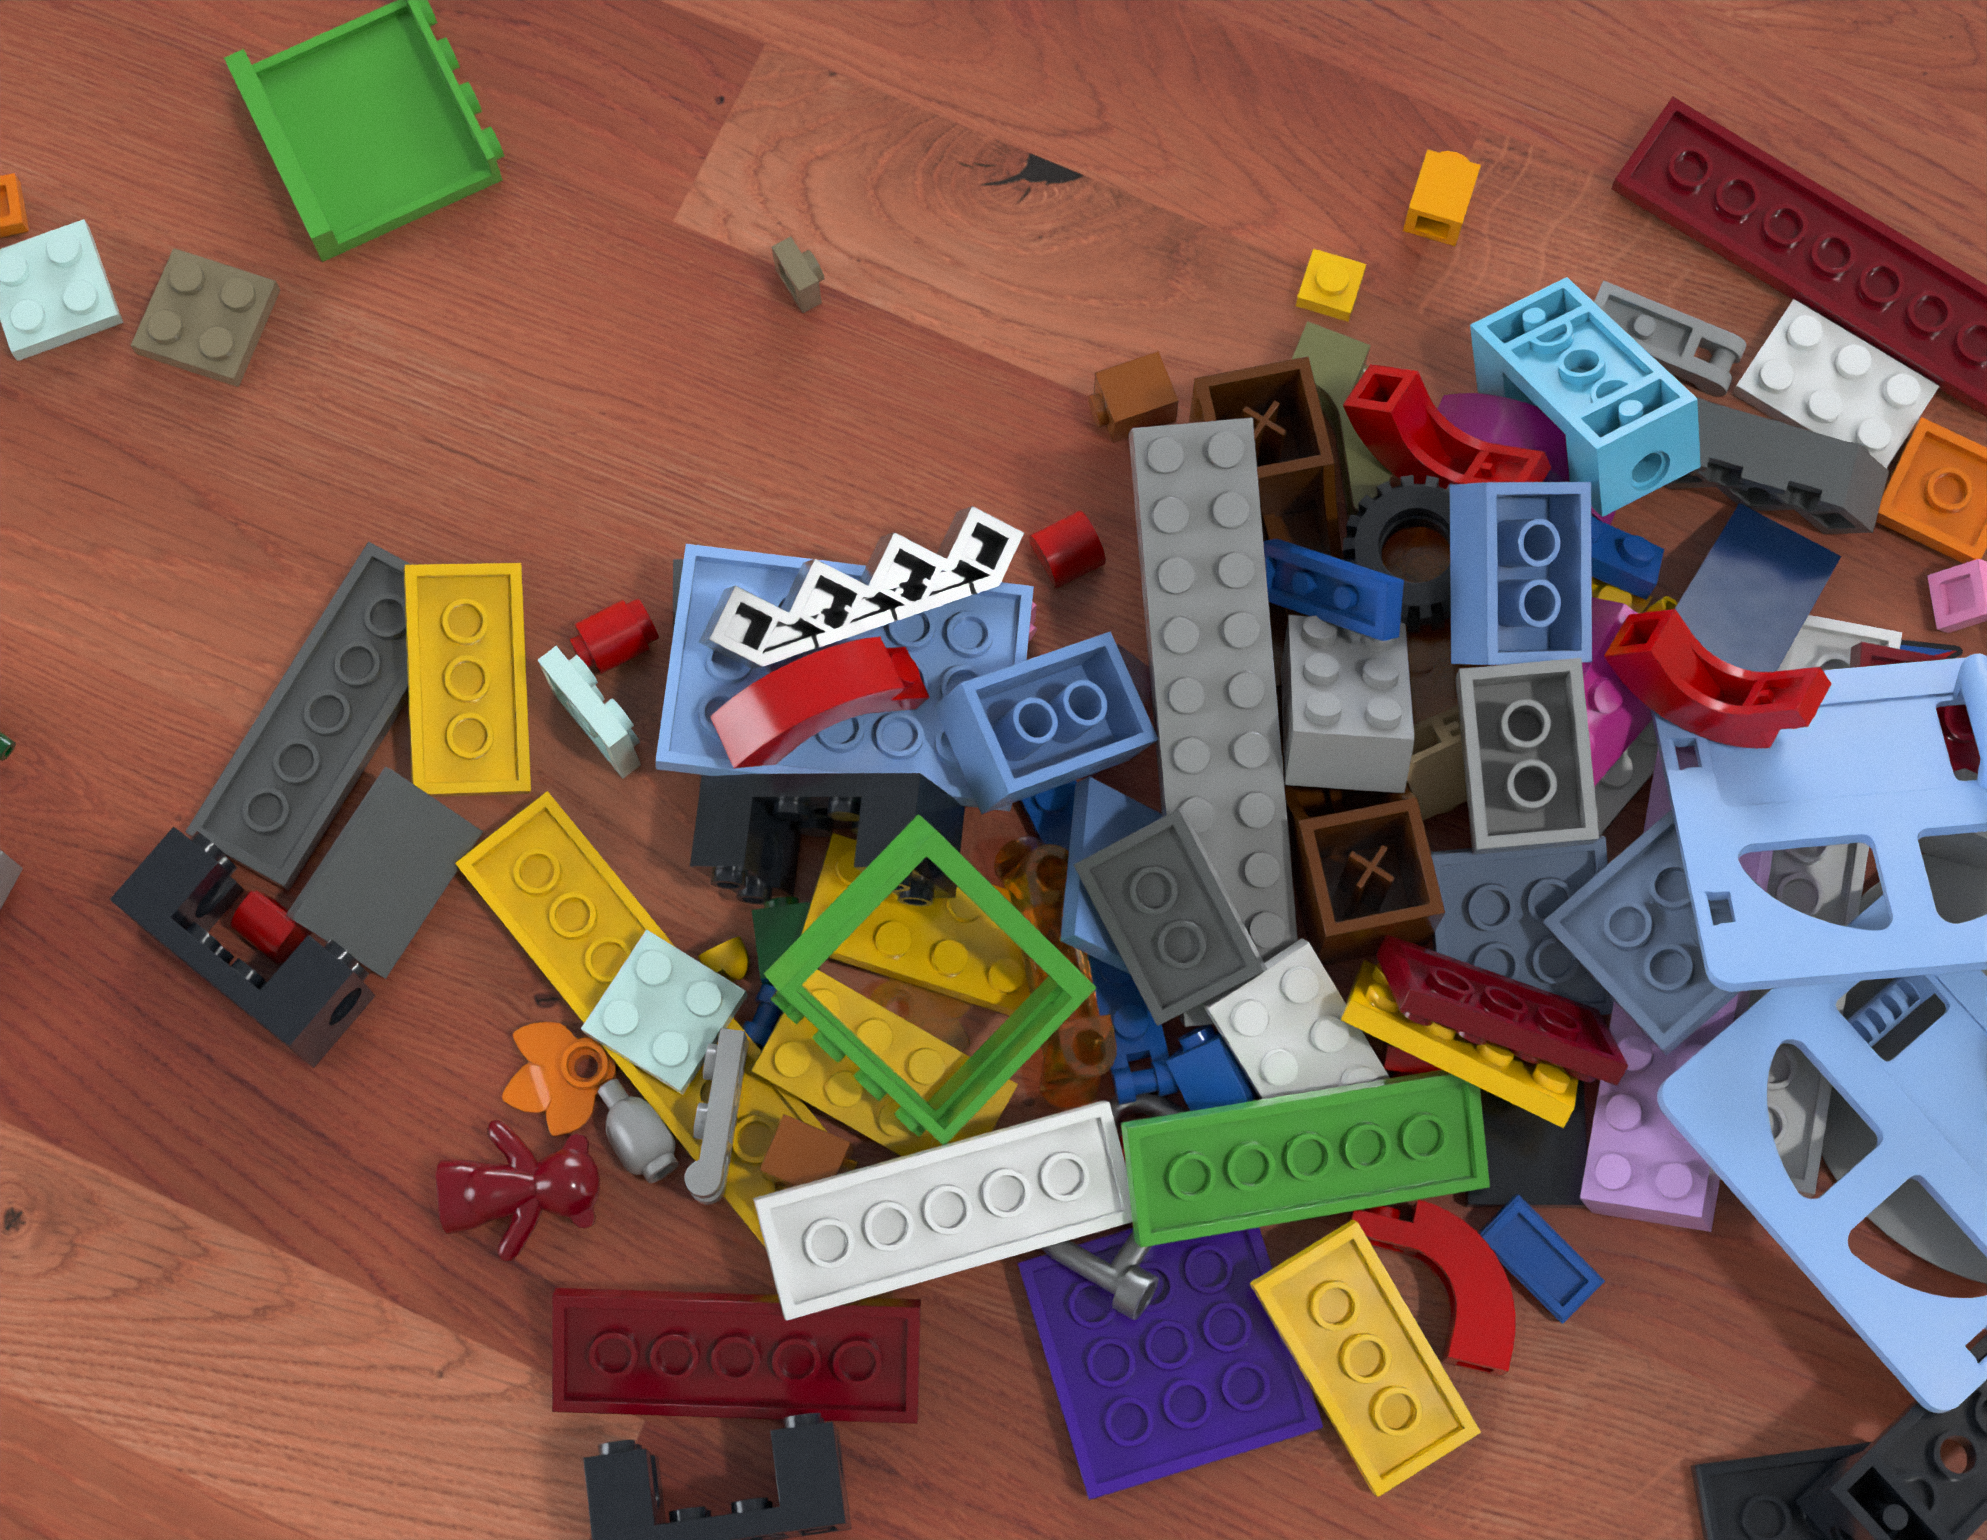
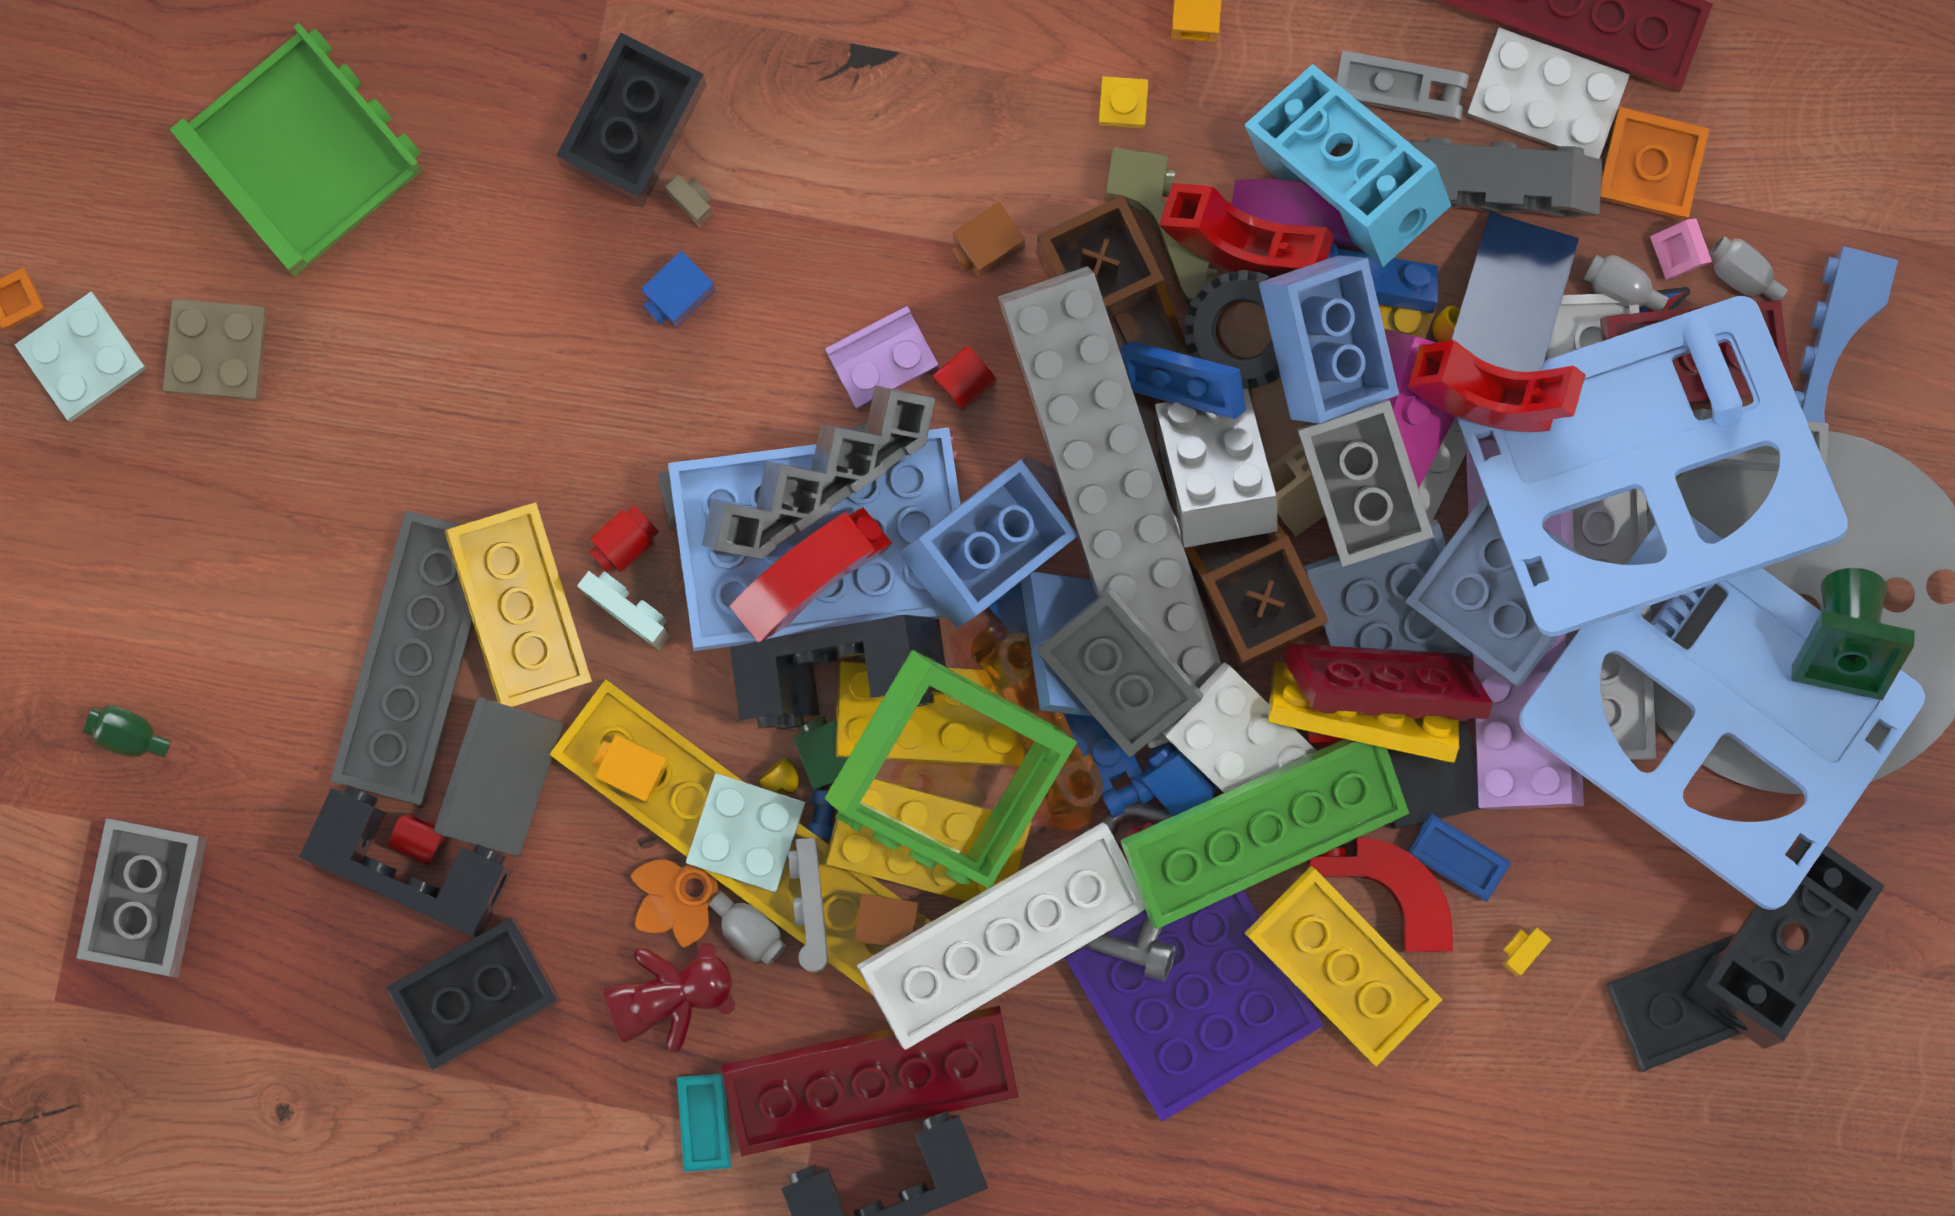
camera: 15 degrees left, 10 degrees up
(278, 1126) = (473, 994): none -> black brick
(518, 1361) = (704, 1123): none -> teal tile
(545, 898) = (629, 768): none -> light orange brick
(754, 168) = (631, 119): none -> black brick
(755, 370) = (677, 291): none -> blue brick
(989, 484) = (882, 355): none -> lavender plate
(1598, 1394) = (1524, 949): none -> yellow plate
(1884, 617) = (1623, 283): none -> light grey plant

